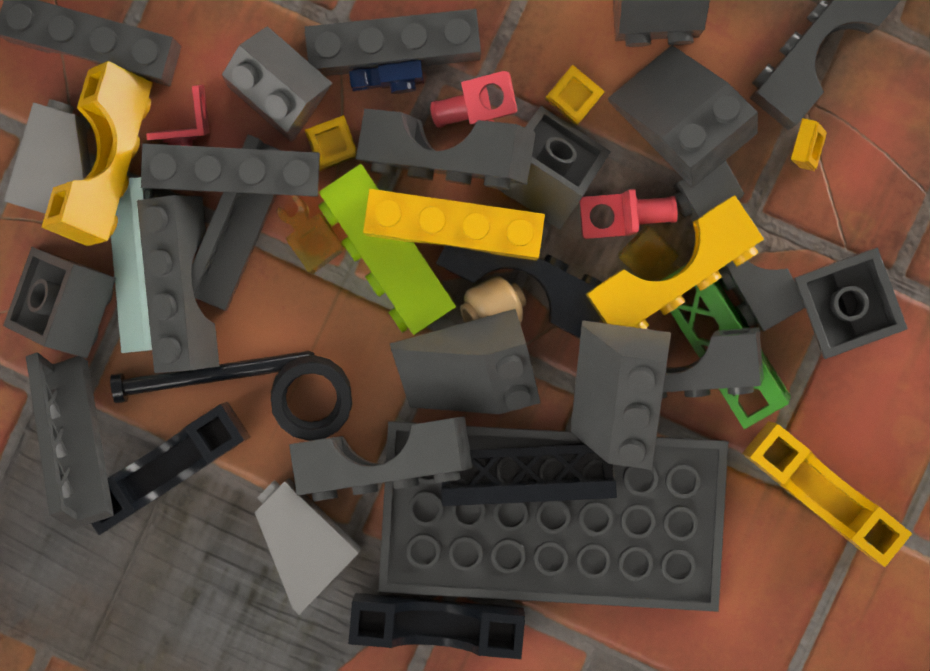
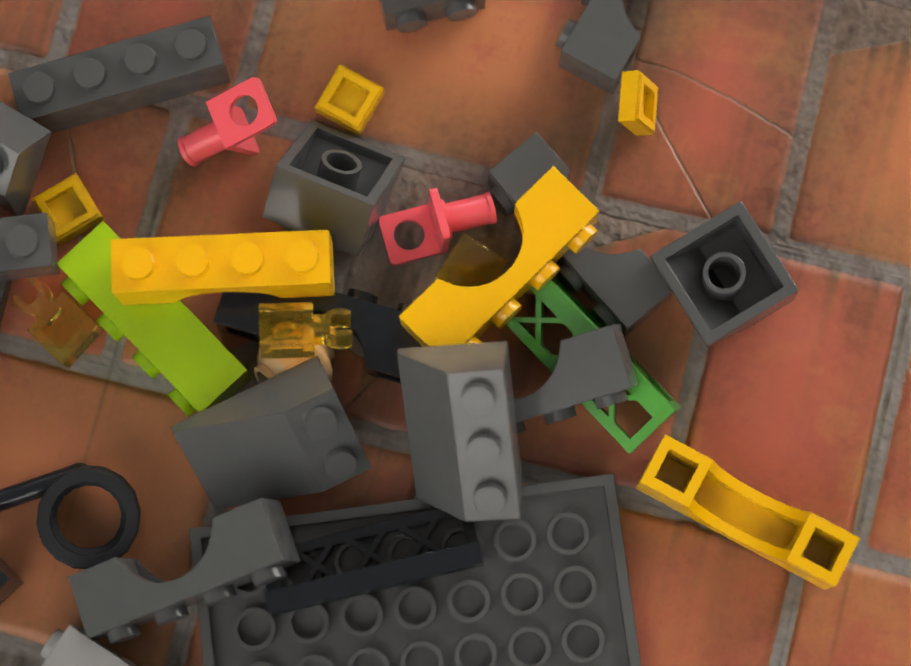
camera: 10 degrees left, 10 degrees down
(398, 77) = (130, 115): dark blue plate -> none
(490, 152) = (252, 173): dark grey arch -> none
(499, 286) = (293, 330): none -> clear yellow plate
(686, 114) = (485, 93): dark grey slope -> none

